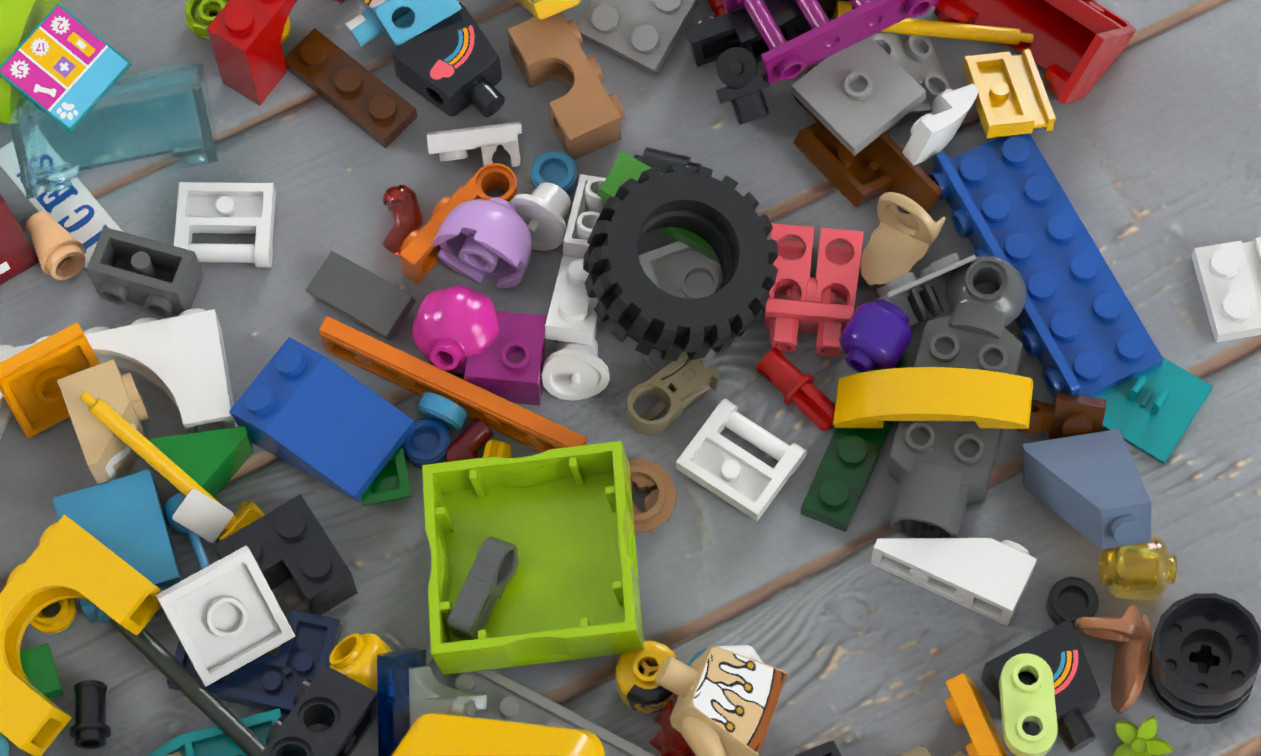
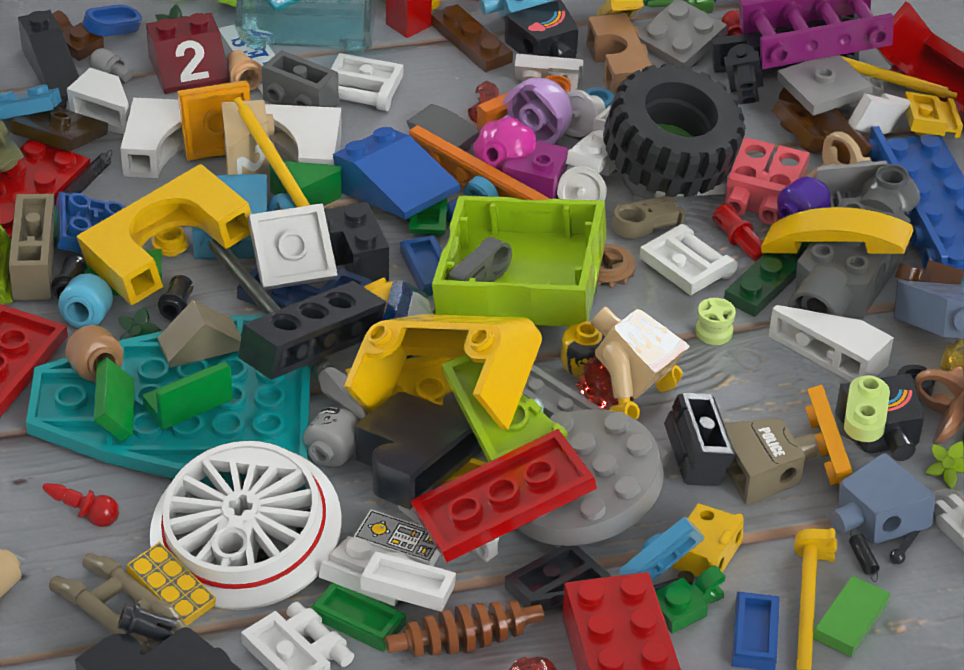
camera: 10 degrees right, 25 degrees down
(202, 515) = (291, 198): white sticker -> none
(399, 554) = (422, 260): none -> blue tile
(803, 558) = (715, 321): none -> yellowish green wheel

